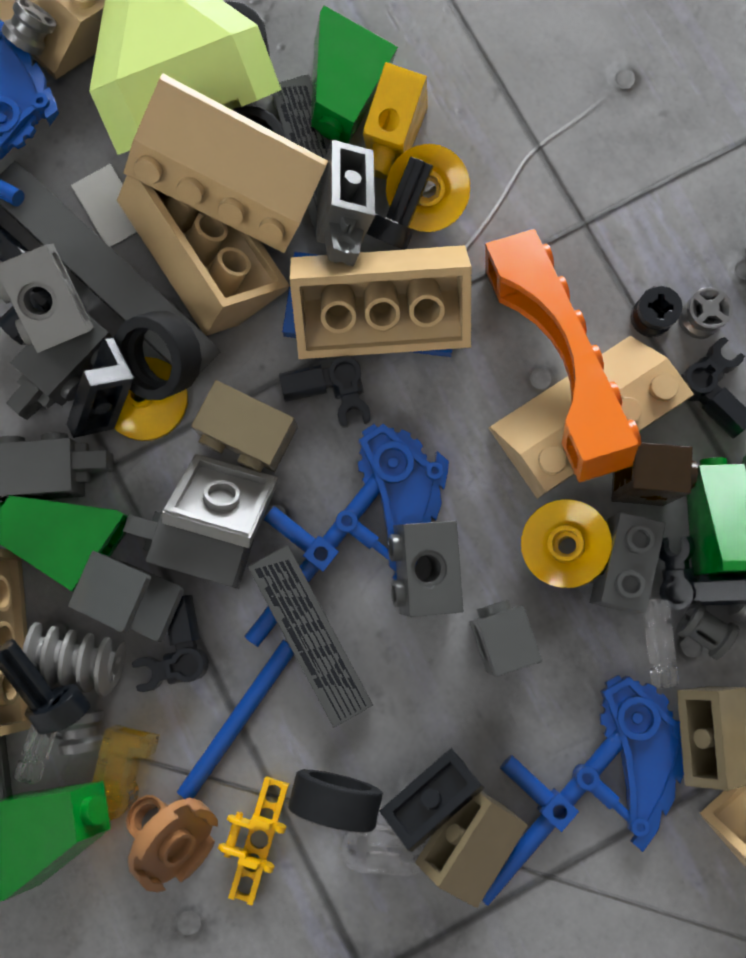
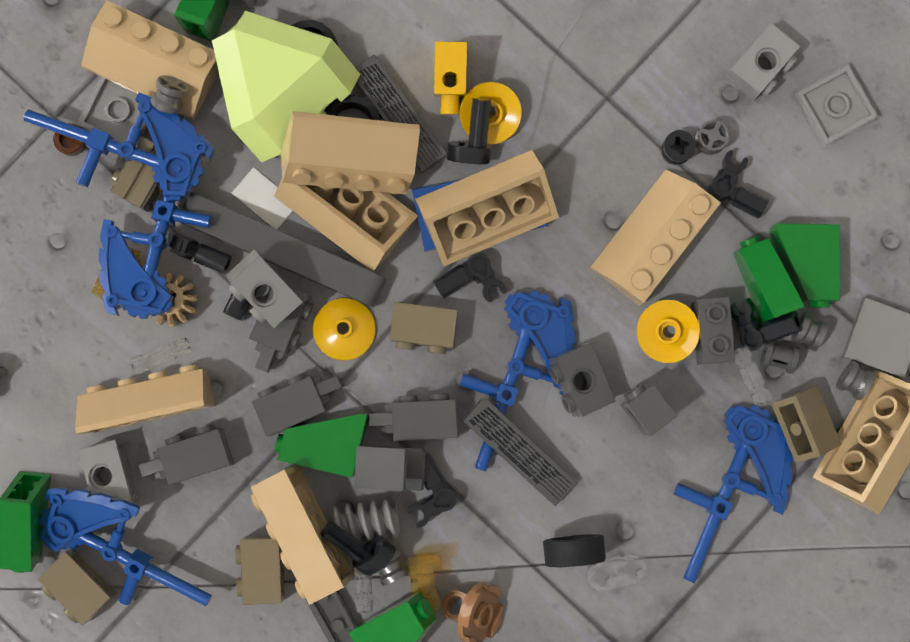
camera: 20 degrees left, 5 degrees up
(101, 392) = (322, 334): black panel -> none
(181, 343) = (342, 318): black tyre -> none
(220, 501) = (427, 382): light grey tile -> none
(236, 721) = (489, 523): blue bar -> none
(256, 823) = (526, 585): yellow piece -> none
(345, 74) = (403, 50): green slope -> none
(345, 201) = (441, 149): dark grey hinge -> none
(431, 800) = (636, 528): black panel -> none
(471, 848) = (670, 547): dark tan brick -> none
(596, 429) = (581, 159): orange arch -> none
(657, 475) = (710, 266): dark brown brick -> none

